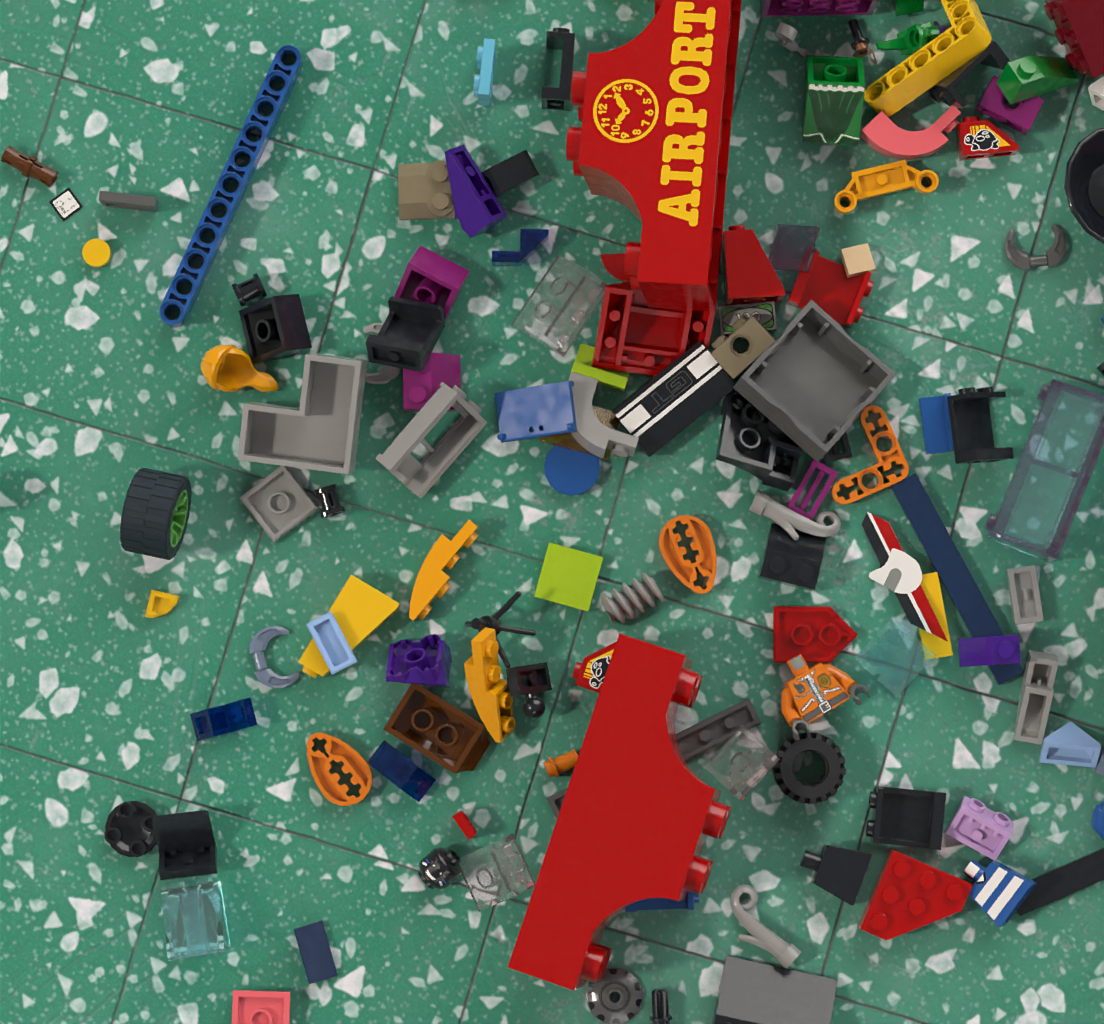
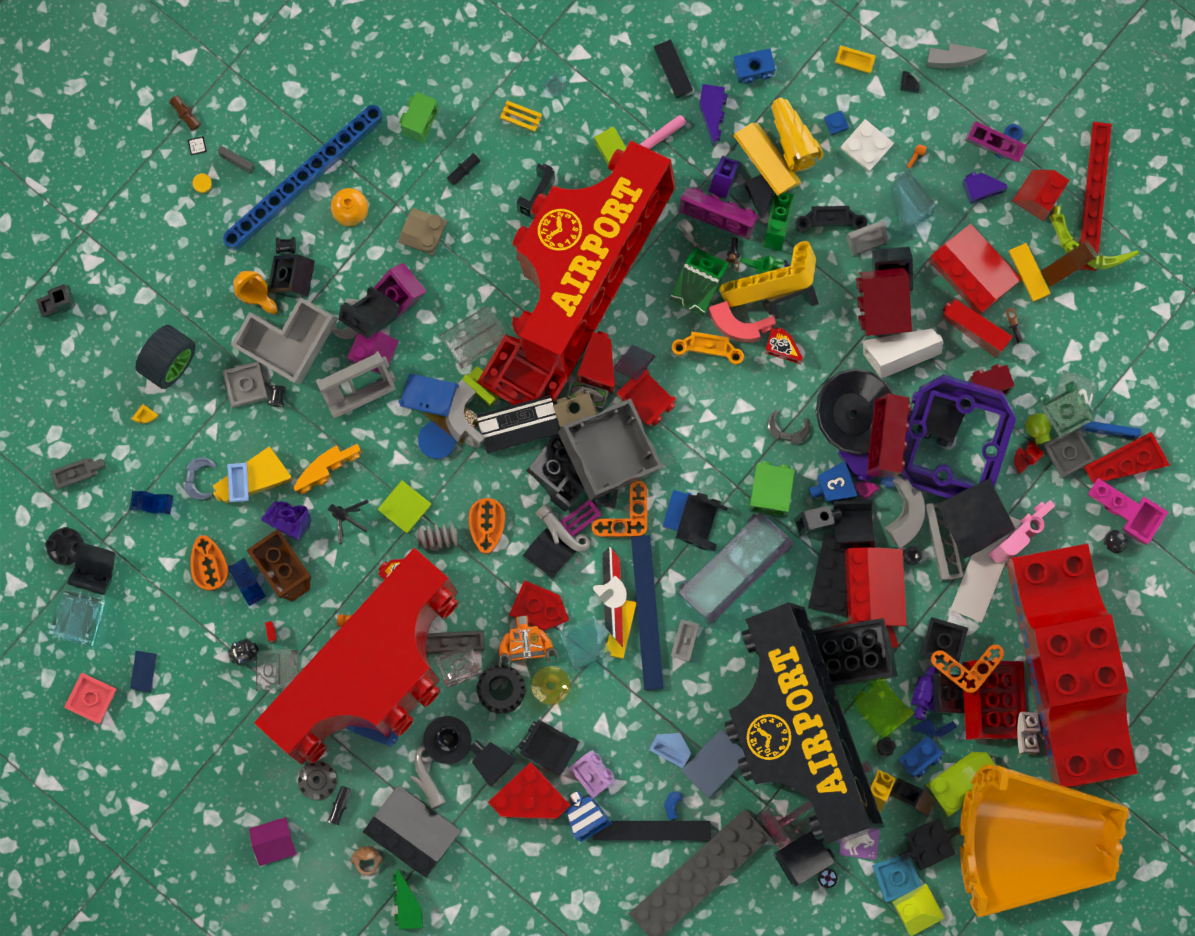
camera: 25 degrees right, 5 degrees down
(103, 722) = (76, 472): none -> dark grey hinge
(312, 200) = (349, 207): none -> light orange cylinder
(355, 36) = (419, 117): none -> bright green brick
(444, 82) = (463, 169): none -> black axle
(472, 197) = (448, 245): dark purple slope -> none
(486, 62) = (487, 178): medium azure plate -> none
(486, 688) = (321, 551): light orange slope -> none
(510, 173) = (474, 242): black slope -> none
(529, 681) = (351, 560): black plate -> none
(530, 242) = (471, 291): clear blue slope -> none
(765, 866) = (447, 740): none -> black piece
(857, 260) = (672, 387): tan tile -> none
(887, 731) = (545, 676): none -> clear yellow dish
(989, 650) = (646, 664): dark purple slope -> none
(1019, 119) = (811, 342): magenta brick -> none
(1034, 76) = (831, 320): green slope -> none
(1035, 697) = (663, 707): light grey slope -> none
(1053, 340) = (772, 489): none -> bright green slope

